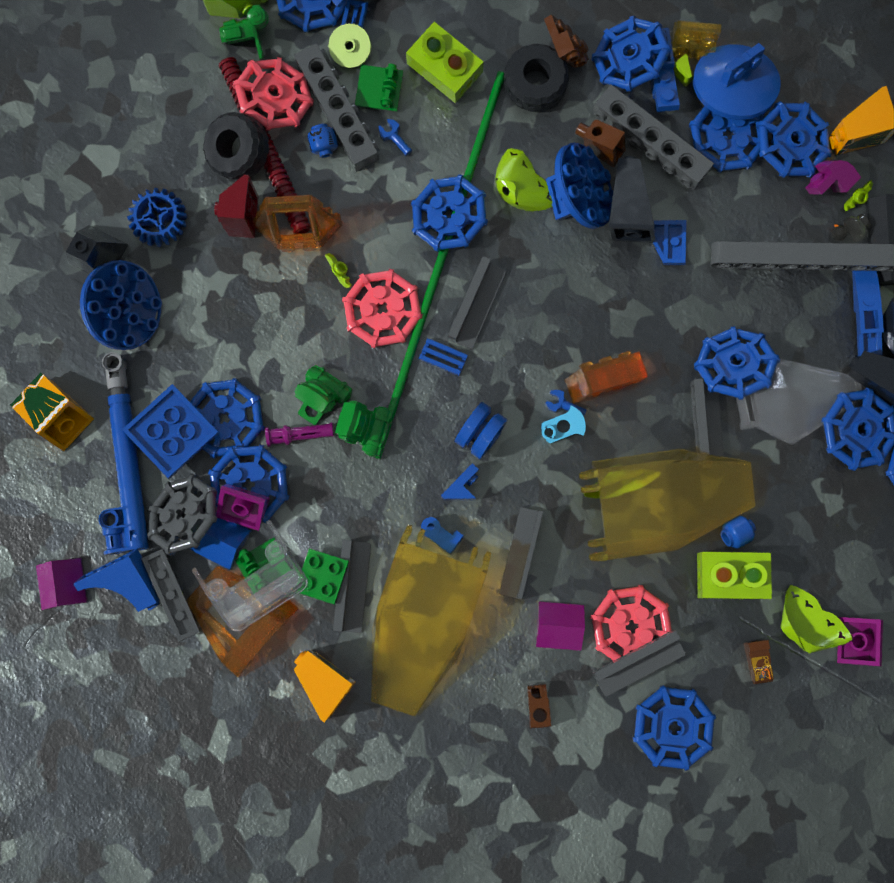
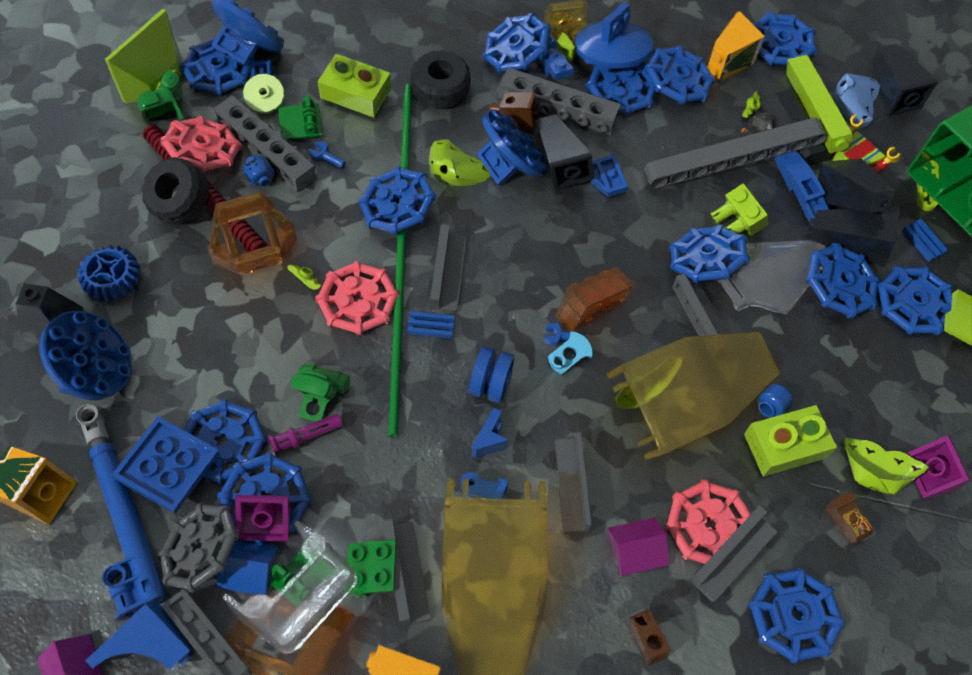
camera: 25 degrees left, 20 degrees down
(237, 208) = (189, 239): dark red slope -> none
(364, 426) = (371, 403): green piece -> none
(567, 45) = (459, 44): reddish brown plate -> none
(796, 324) = (747, 210): none -> lime brick
(835, 174) = (726, 90): magenta brick -> none

